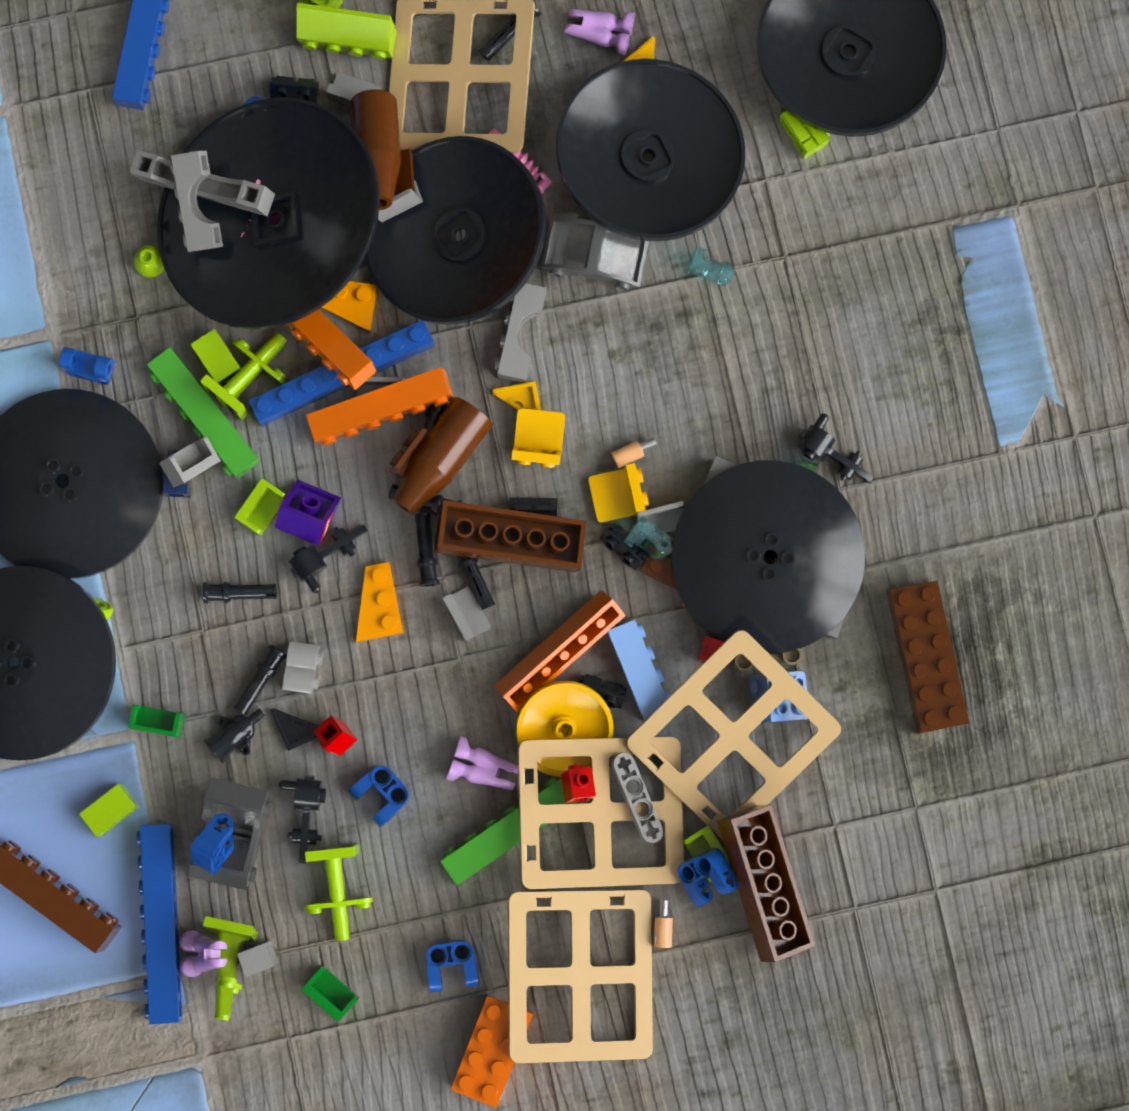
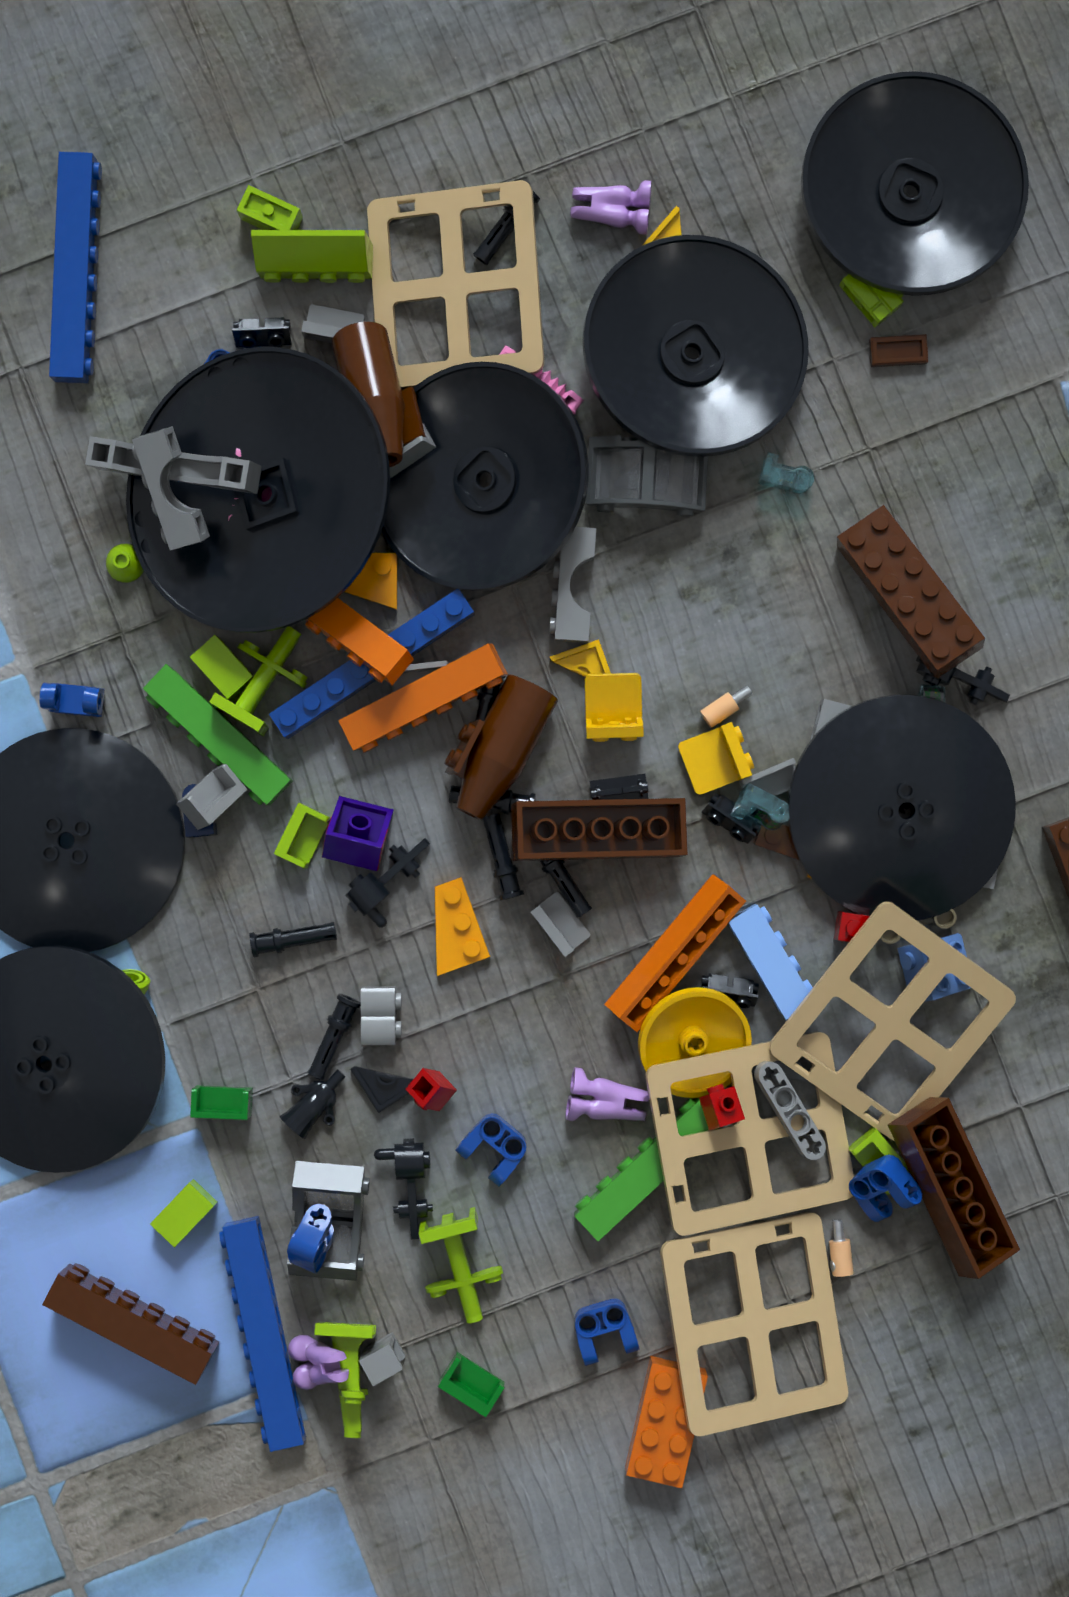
camera: 10 degrees left, 5 degrees up
(800, 377) = (910, 592): none -> reddish brown brick
(820, 180) = (898, 350): none -> reddish brown tile

